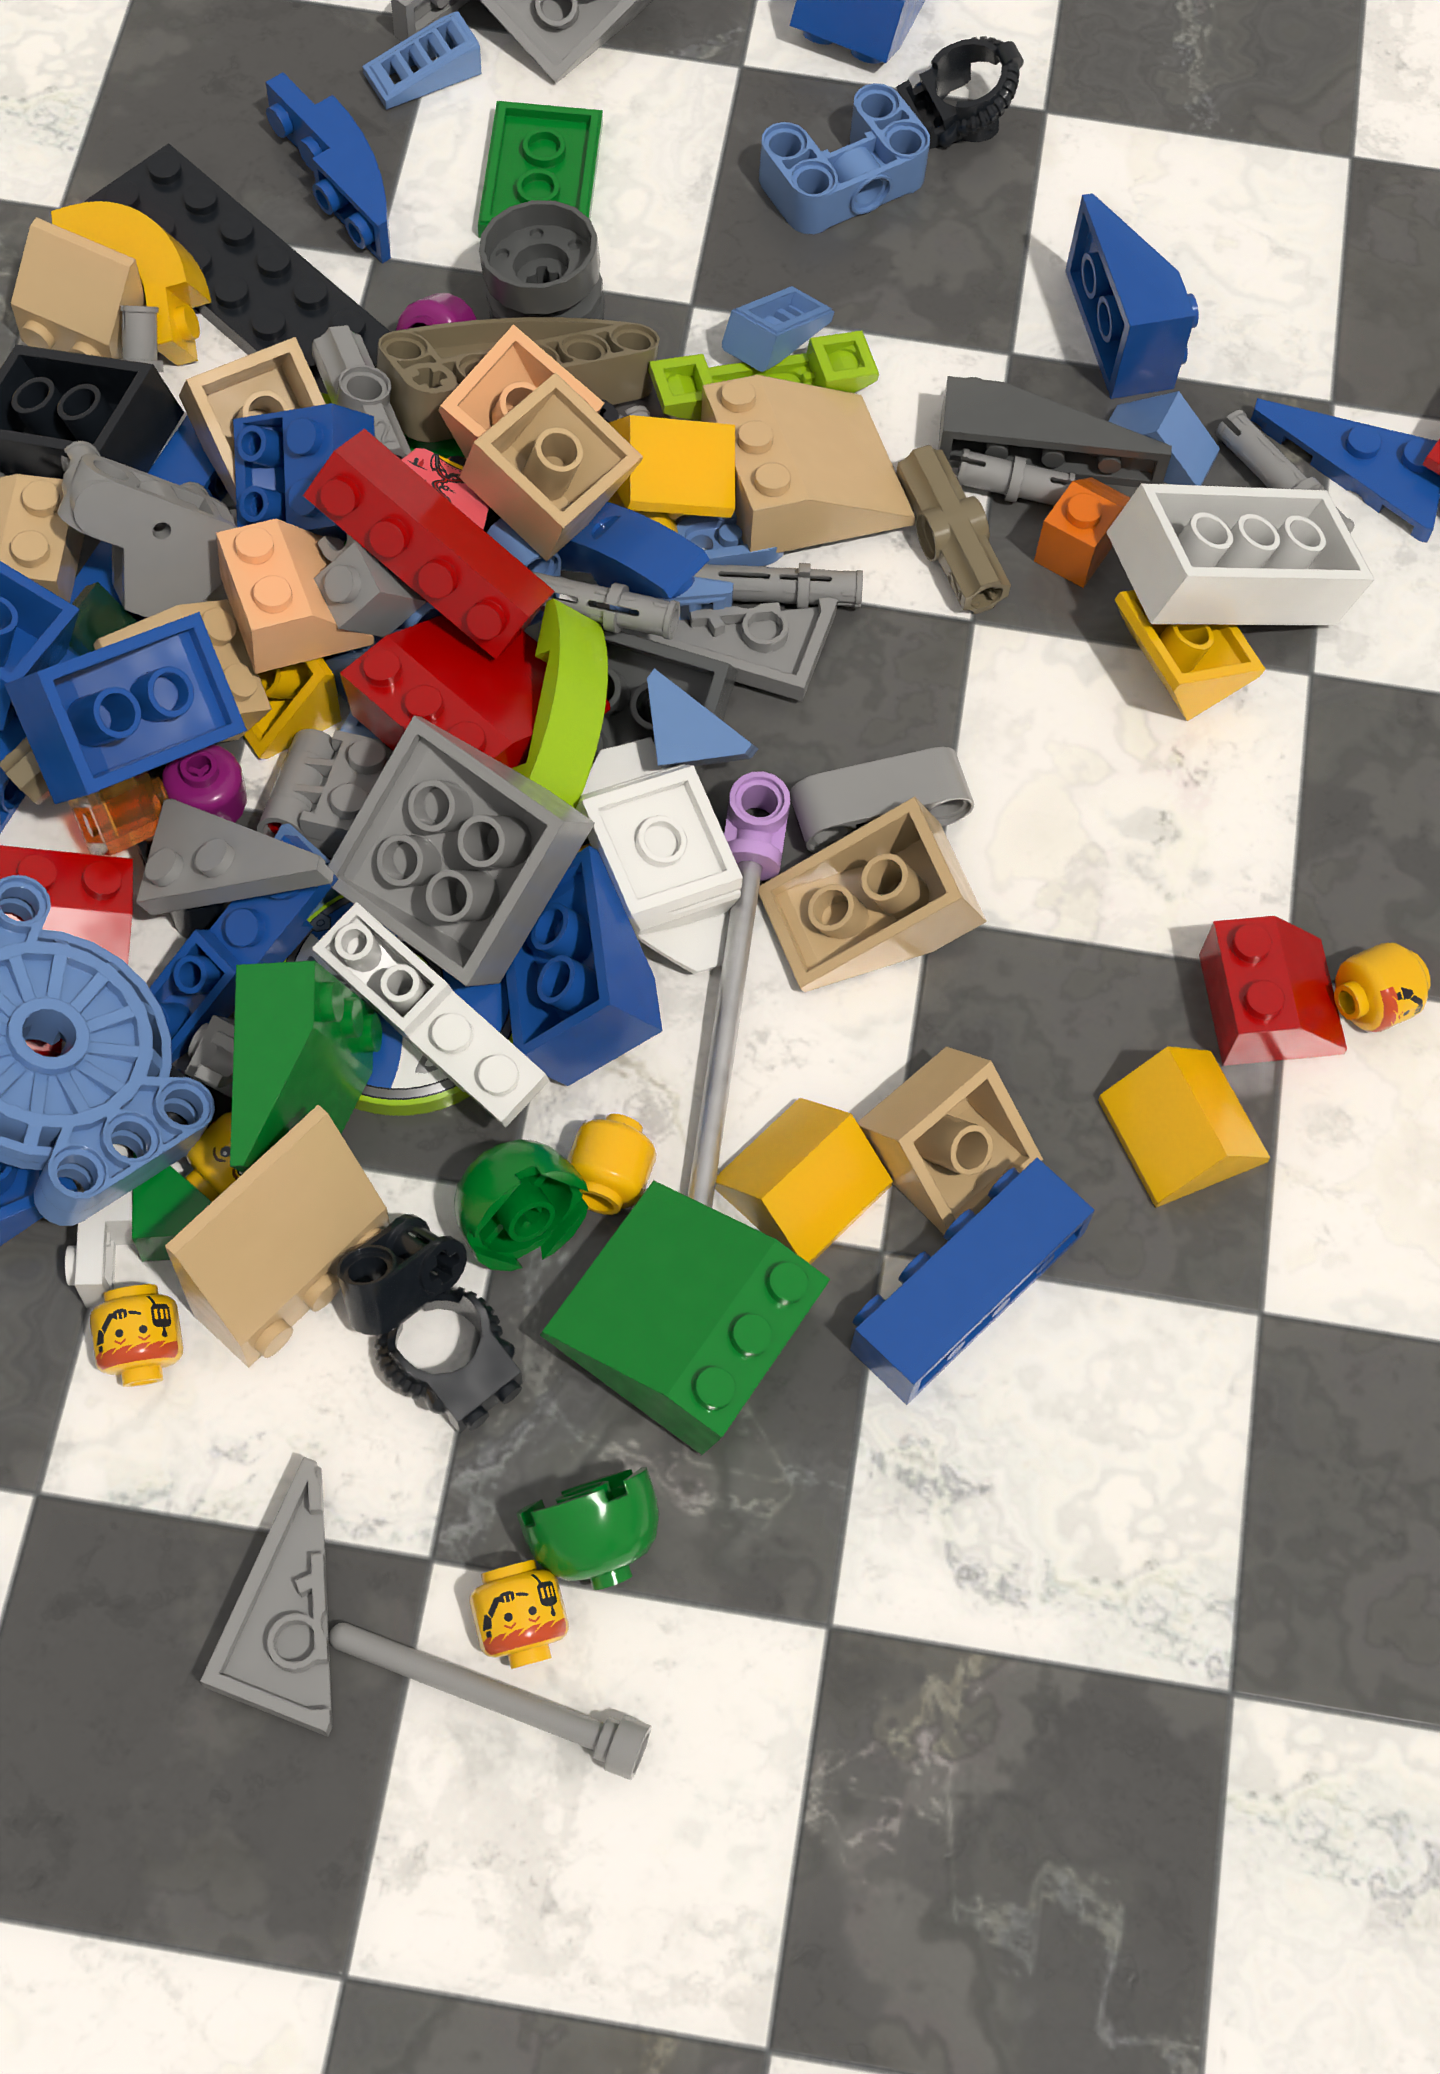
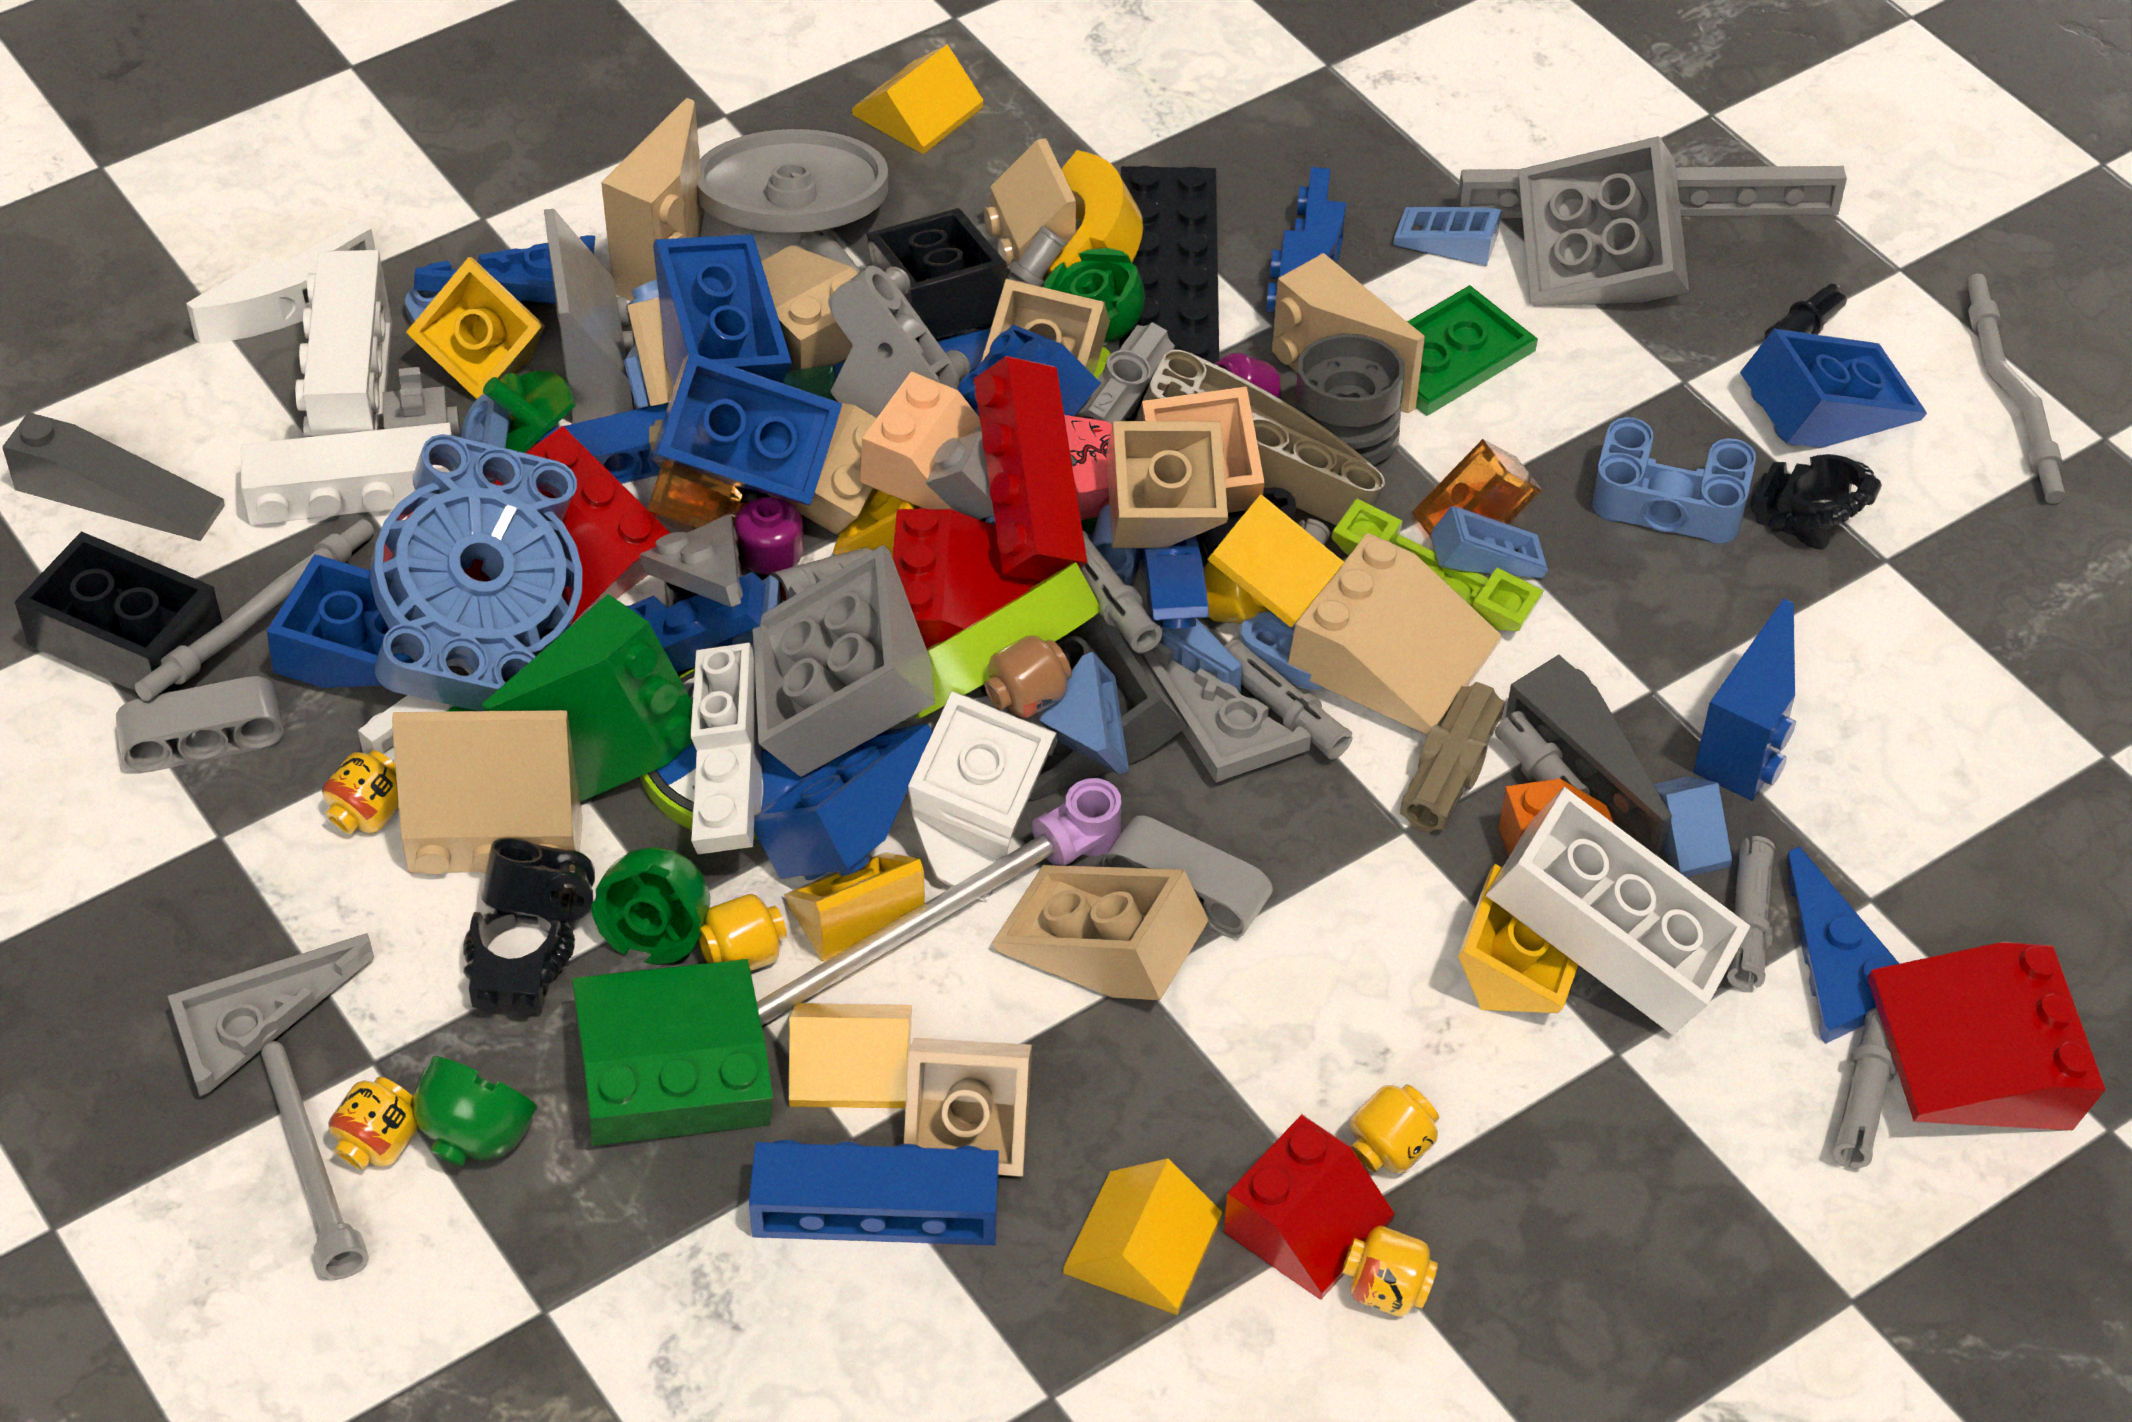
camera: 50 degrees right, 15 degrees down
(225, 324) = (1105, 277): none -> green cylinder
(448, 203) = (1327, 301): none -> tan slope
(629, 734) = (1027, 676): none -> medium nougat head
(662, 1071) = (851, 907): none -> yellow slope
(721, 281) = (1484, 483): none -> clear orange slope
(1259, 871) = (1394, 1129): none -> yellow head

